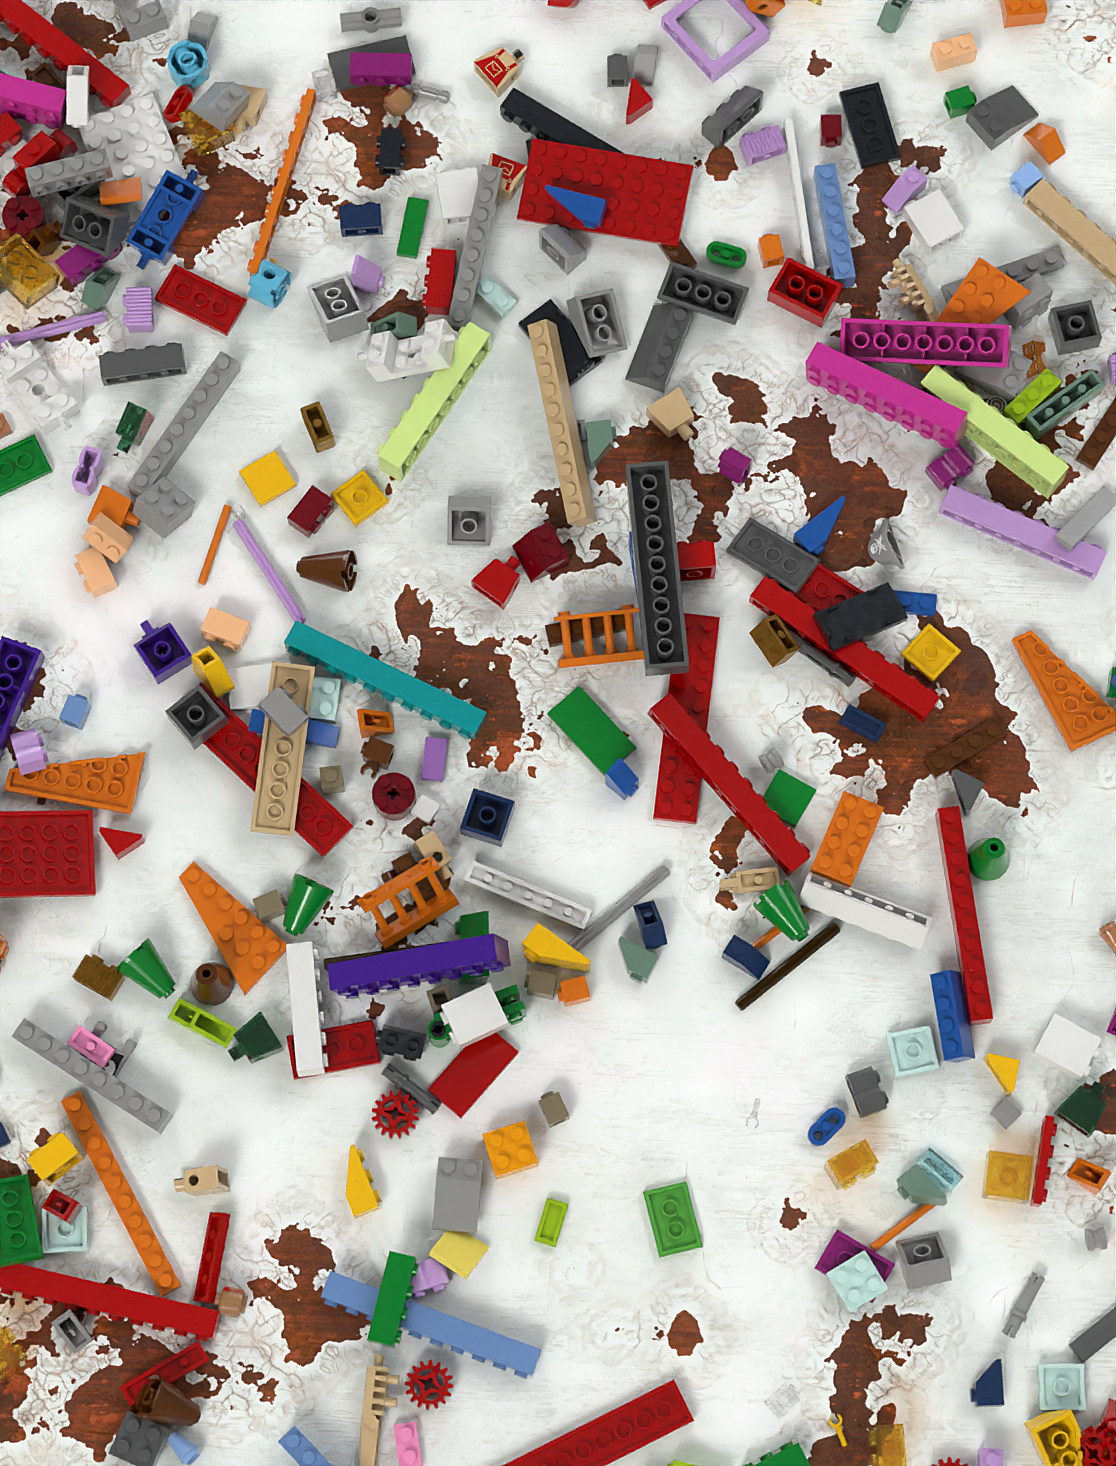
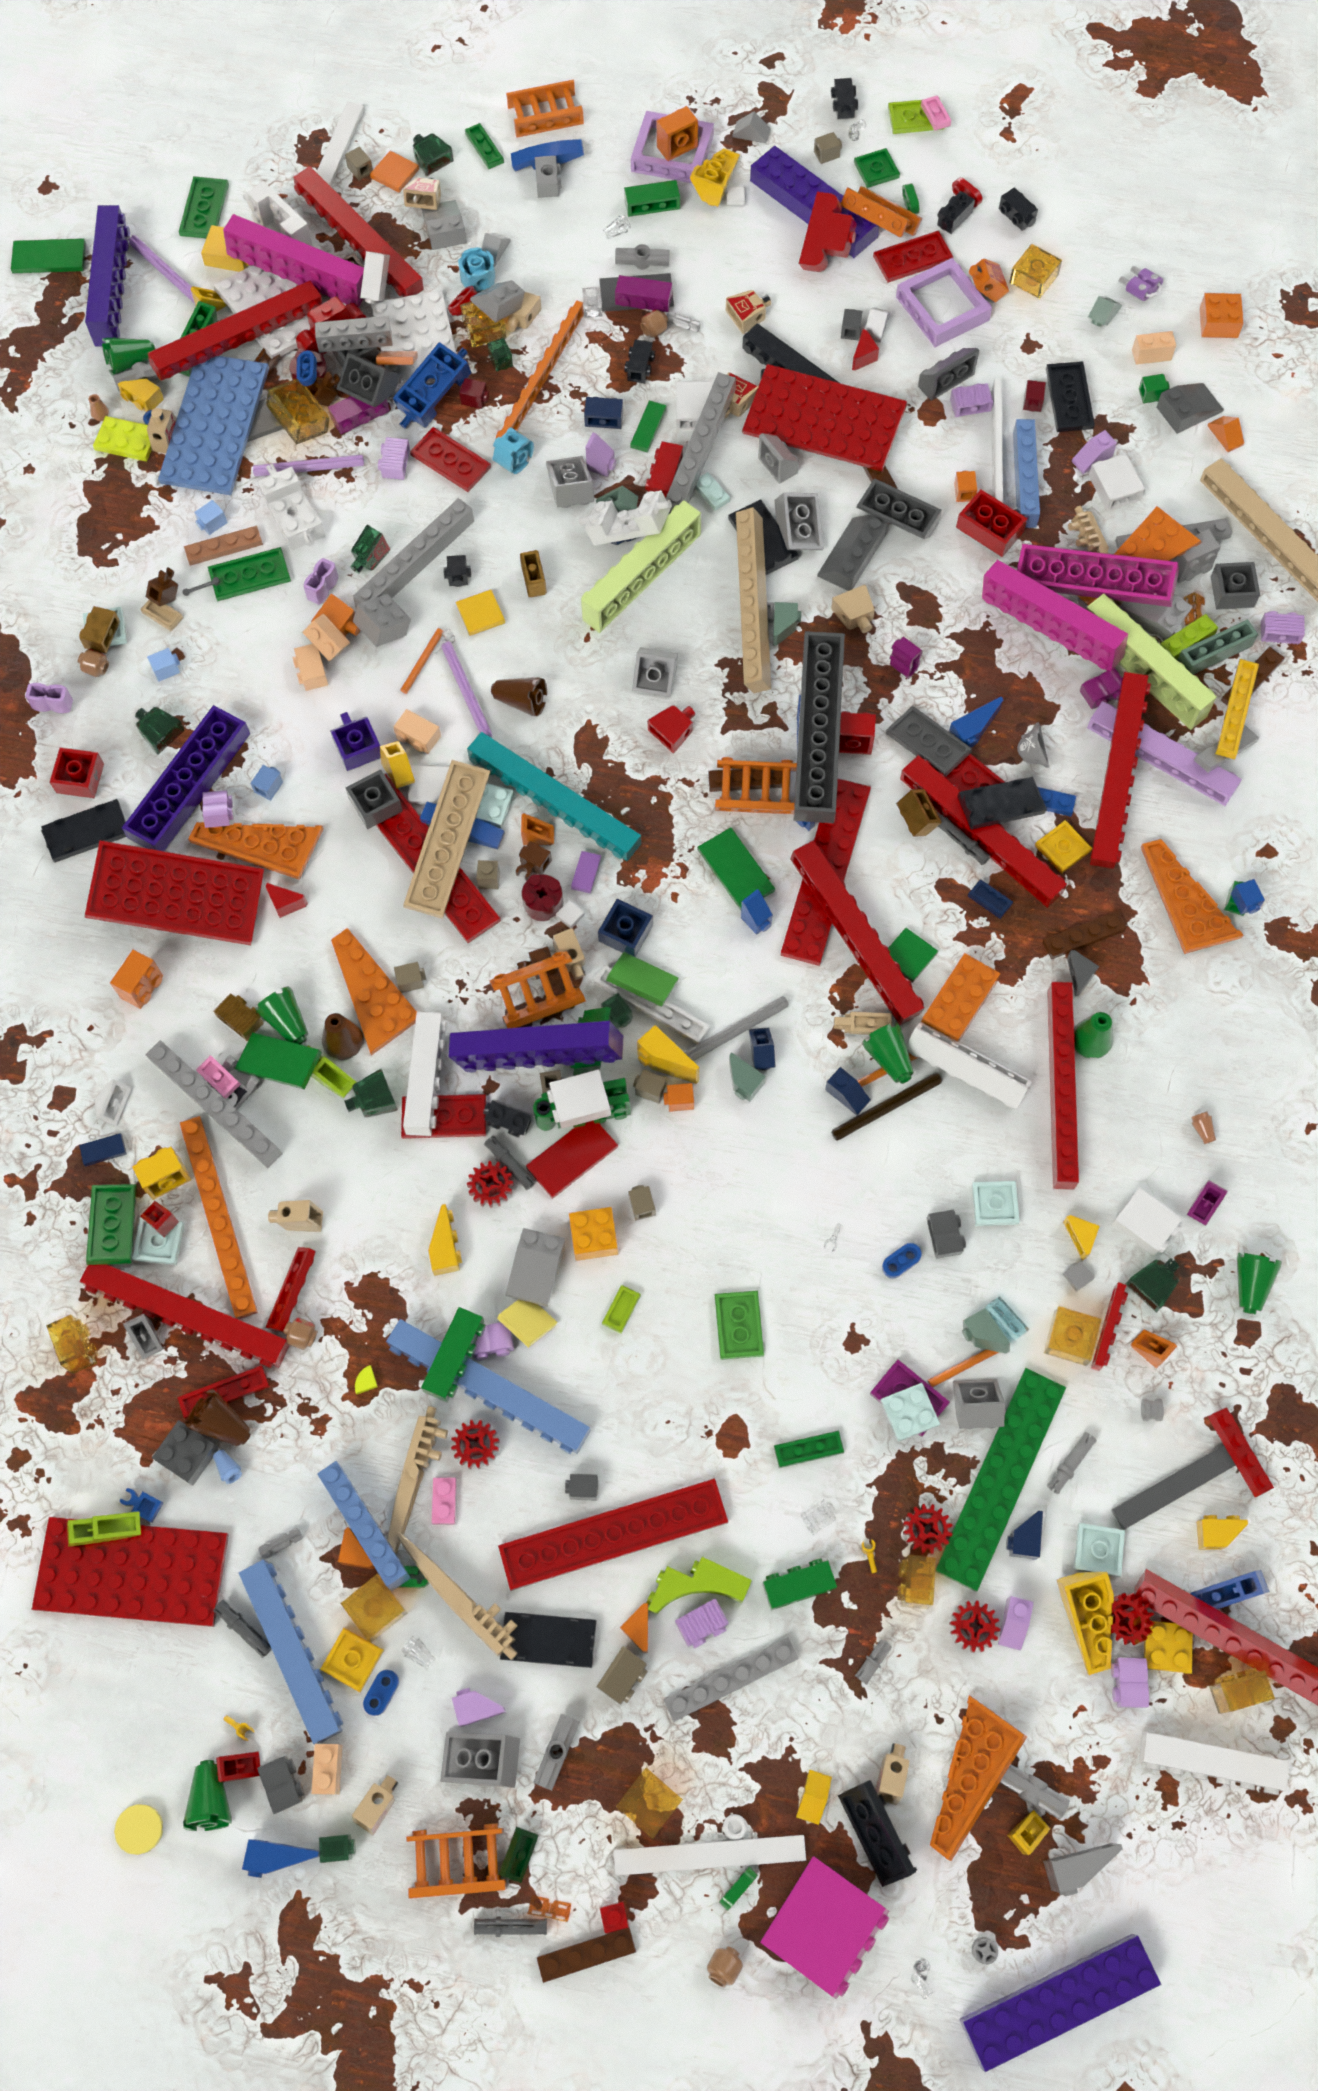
camera: 10 degrees right, 5 degrees down
(24, 223) = (306, 368): none -> blue plate
(99, 288) = (363, 436): sand green slope -> none
(142, 364) = (387, 501): dark grey brick -> none
(151, 1019) = (278, 1060): none -> green tile
(213, 217) = (474, 393): none -> dark red brick
(233, 165) = (500, 354): none -> clear green brick
(234, 434) = (457, 570): none -> black brick
(283, 711) = (452, 802): light grey brick -> none
(304, 903) = (441, 979): green cone -> none
(305, 1338) = (365, 1380): none -> neon yellow tile
(311, 511) = (513, 644): dark red brick -> none
(359, 498) = (559, 640): yellow tile -> none
(497, 908) = (620, 1012): none -> clear green brick
(514, 870) = (642, 979): none -> bright green tile
(541, 552) = (716, 707): dark red slope -> none
(543, 1409) = (582, 1487): none -> dark grey brick
(583, 207) = (802, 423): blue slope -> none
(727, 253) = (925, 484): green plate -> none
(762, 1334) = (808, 1449): none -> green tile
(771, 760) = (899, 918): light grey wheel -> none
(851, 1164) = (921, 1299): clear yellow brick -> none
(895, 1385) = (937, 1535): none -> red gear
(952, 1016) = (1039, 1175): blue brick -> none
(956, 1332) = (1000, 1480): none -> green plate
(977, 561) = (1119, 770): none -> red brick
(1025, 179) = (1204, 457): light blue brick -> none
(1092, 472) = (1237, 709): none -> yellow tile

